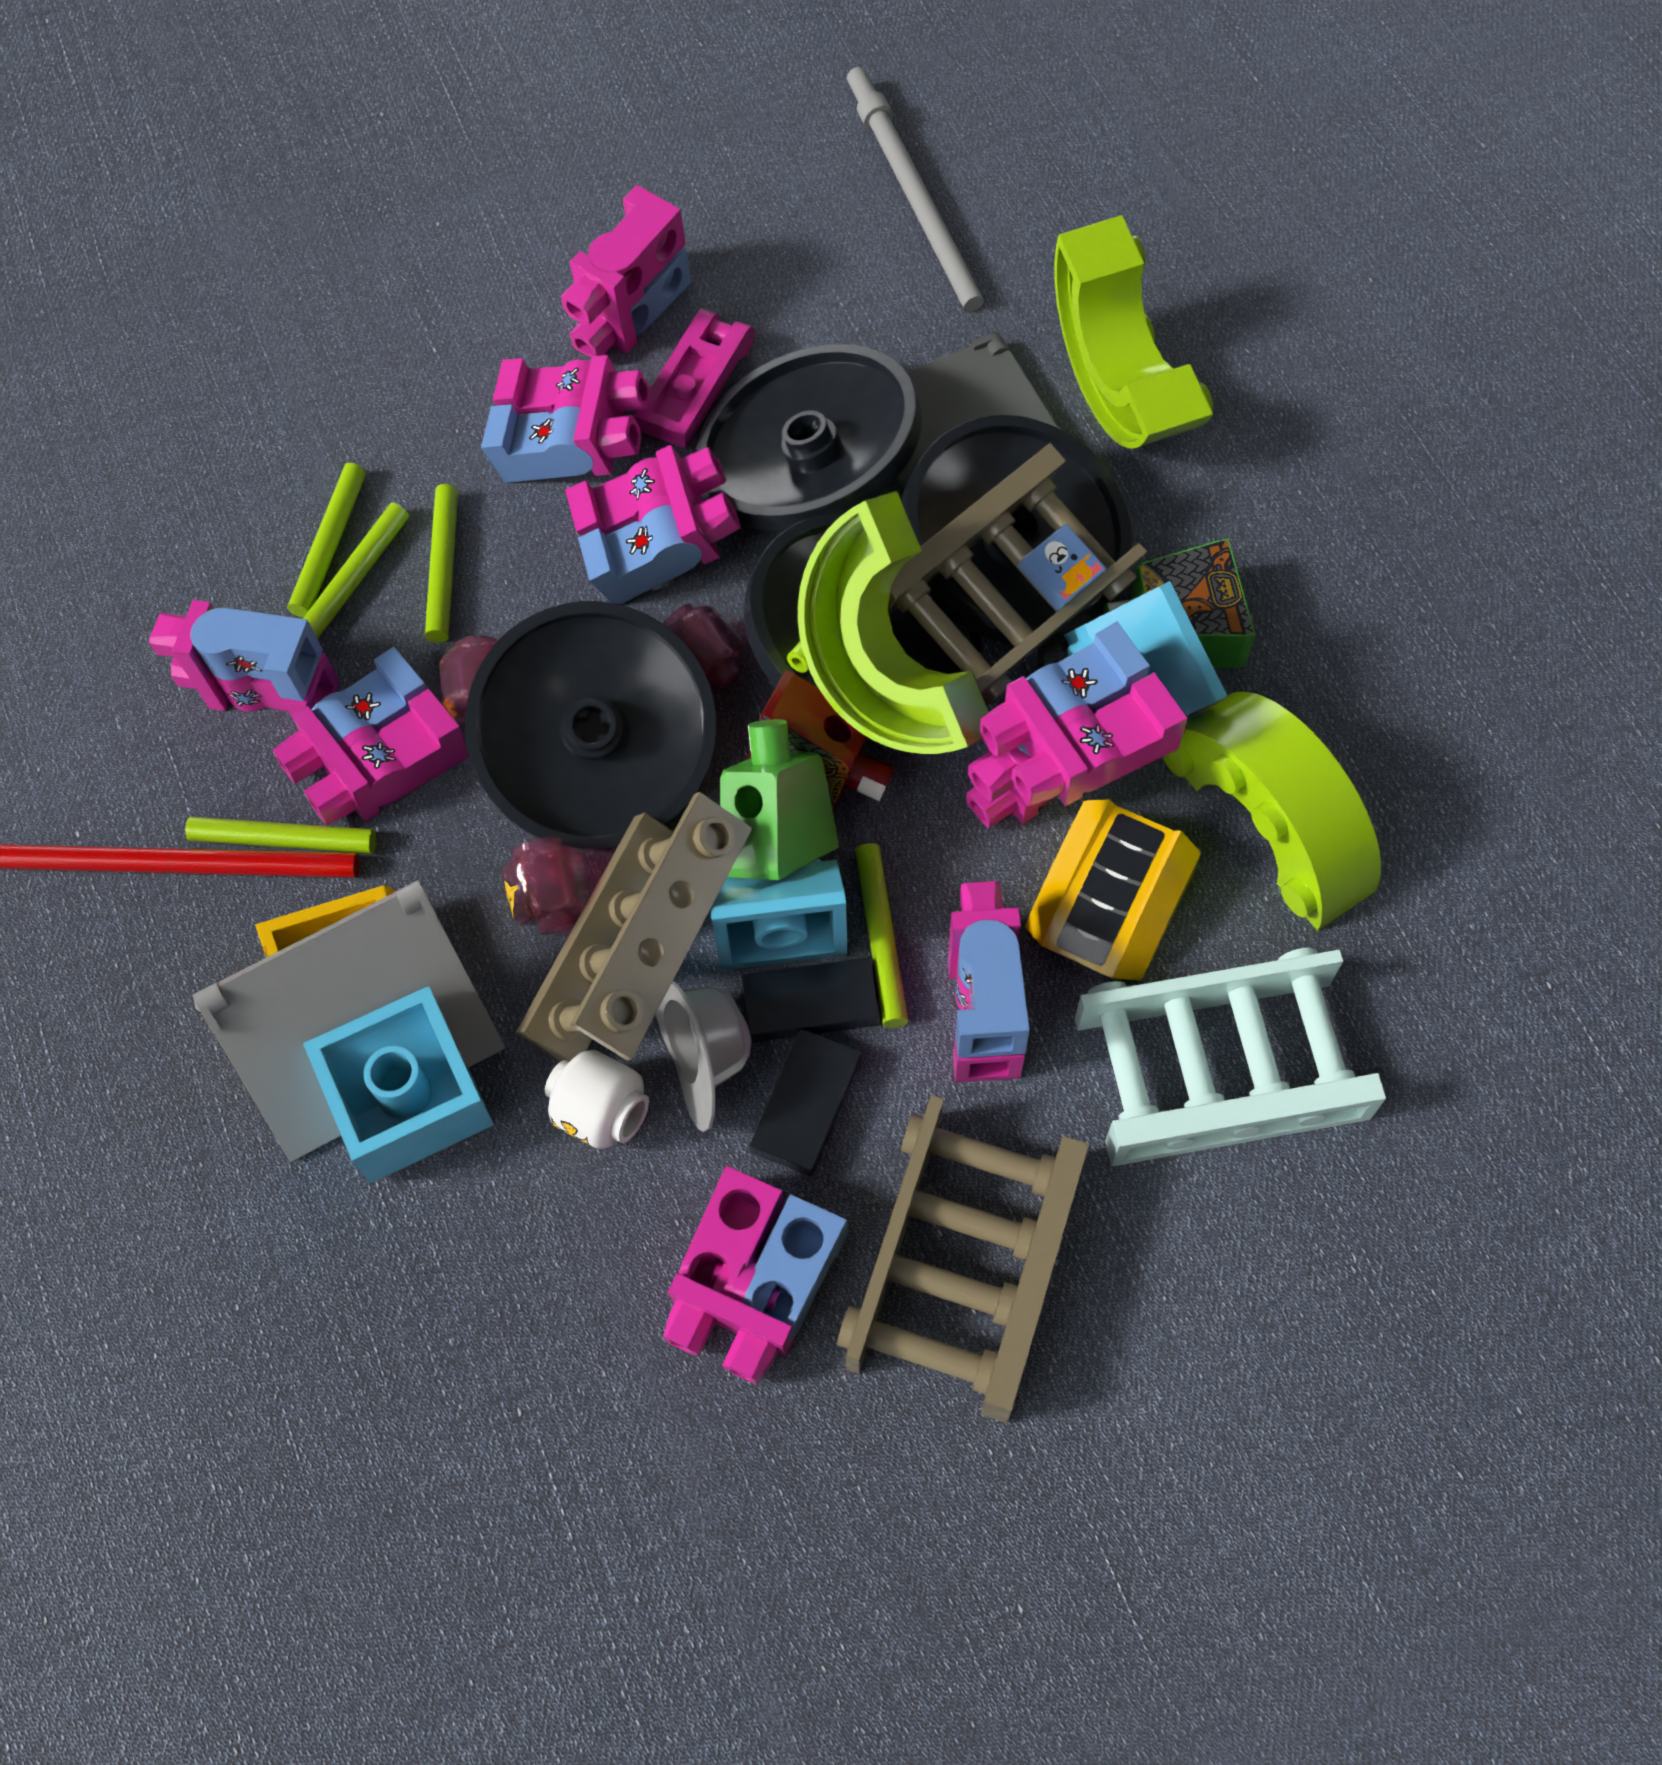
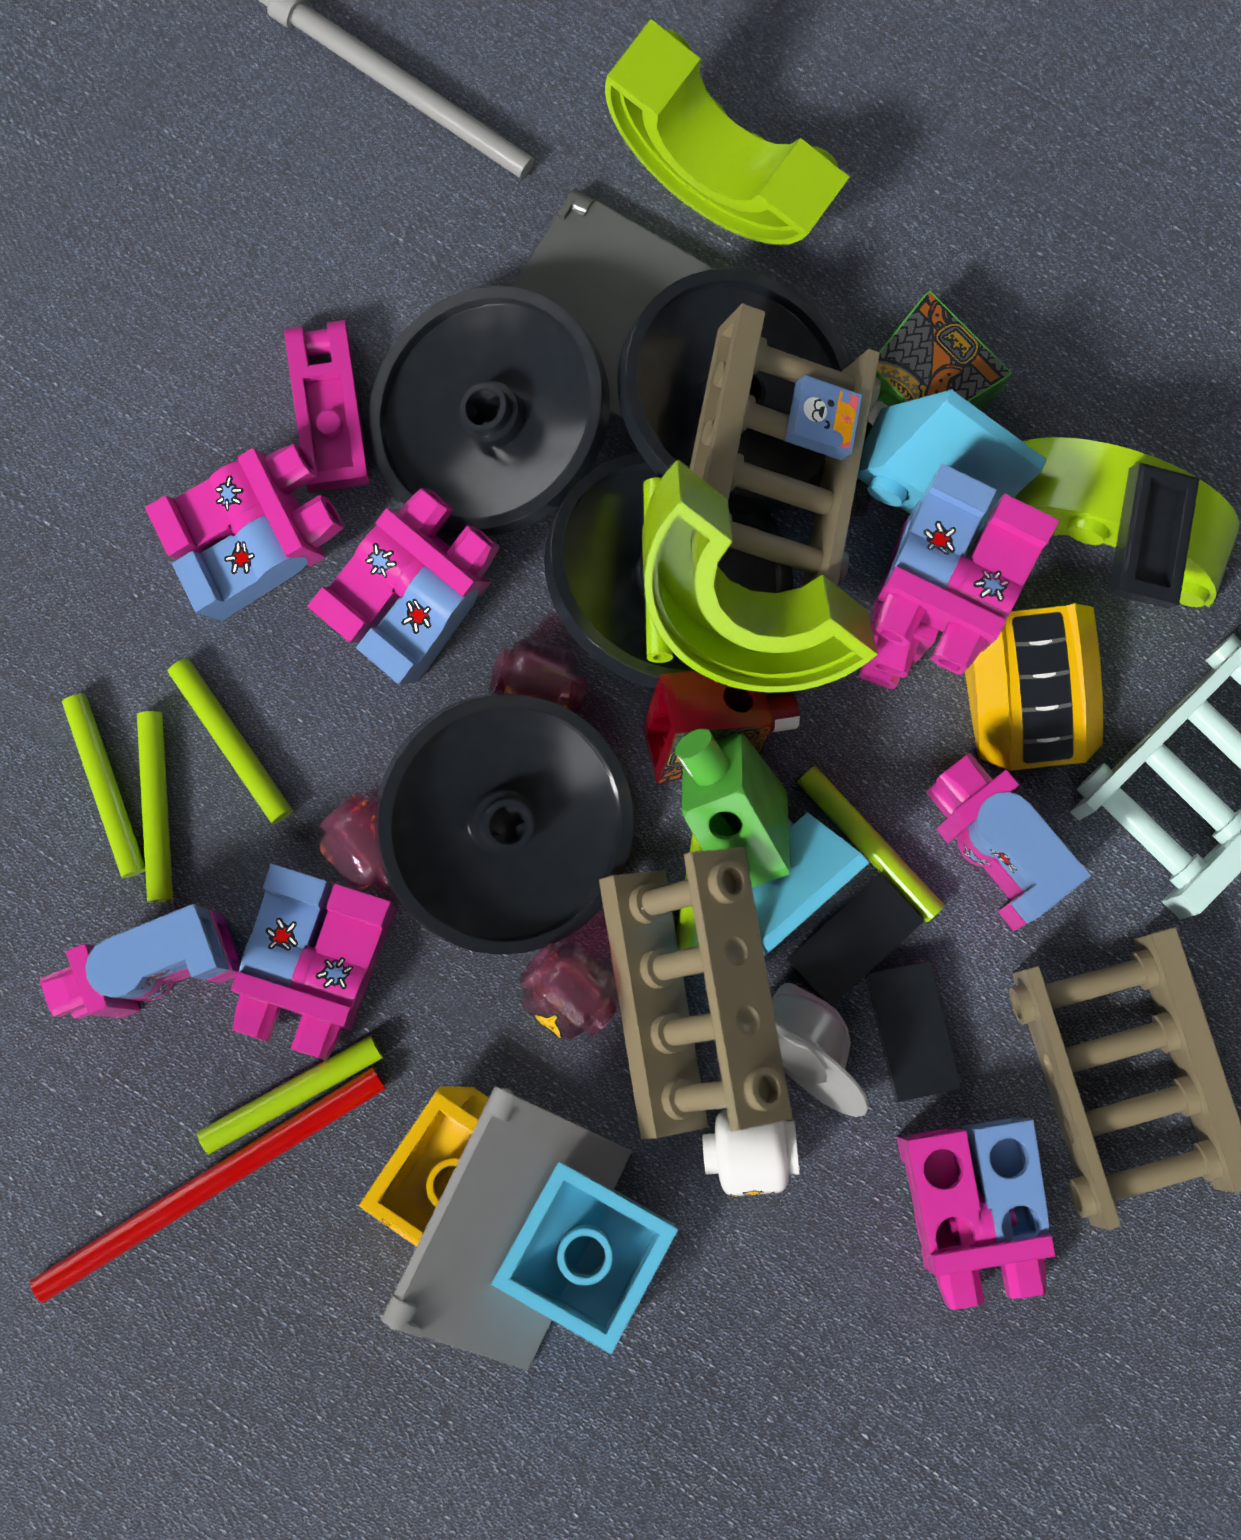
camera: 40 degrees left, 15 degrees up
(627, 275) = (196, 342): dark pink hips -> none
(1275, 796) = (1154, 535): none -> black tile

